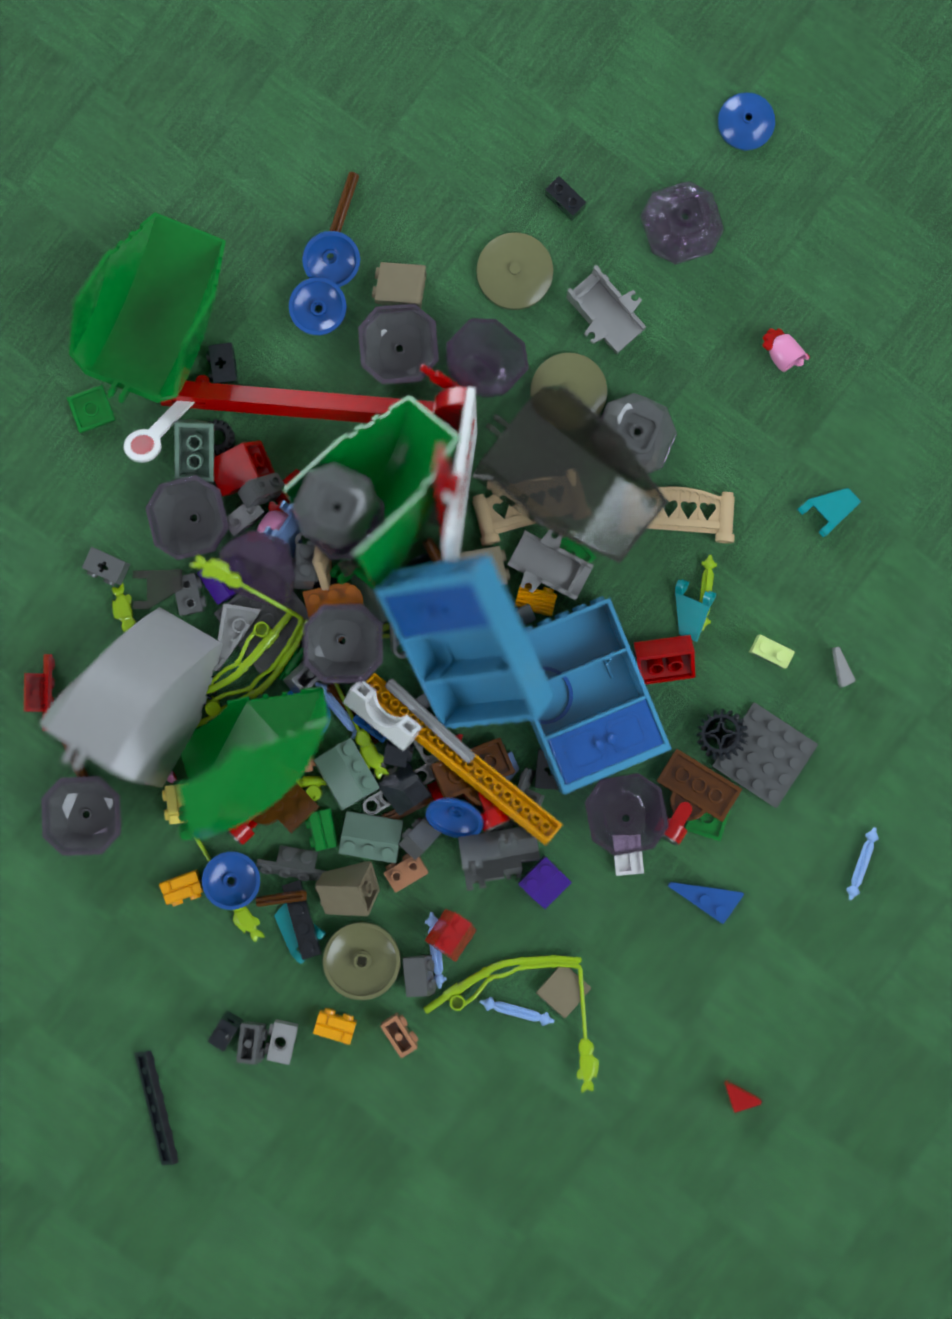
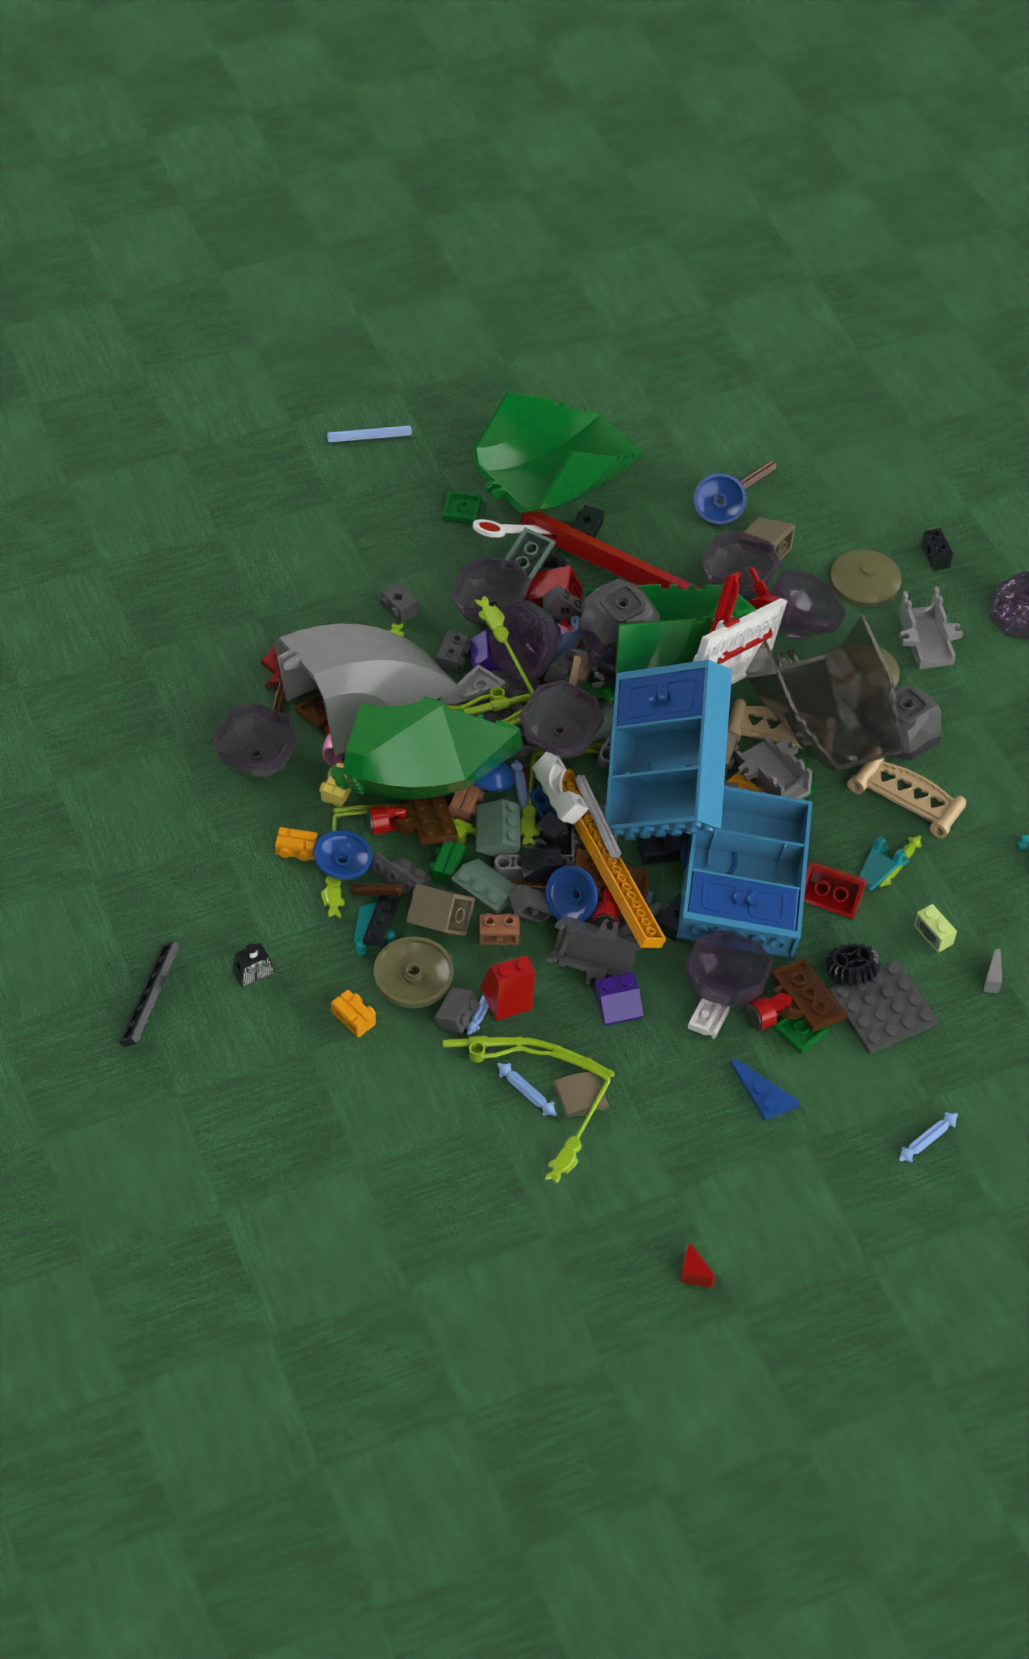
camera: 25 degrees right, 35 degrees down
(160, 586) = (433, 631): clear smoke flag -> none
(251, 1043) = (270, 983): dark grey brick -> none
(278, 1053) = (295, 1010): light grey brick -> none
(316, 293) = (689, 521): blue dish -> none
(399, 1035) = (407, 1041): nougat brick -> none

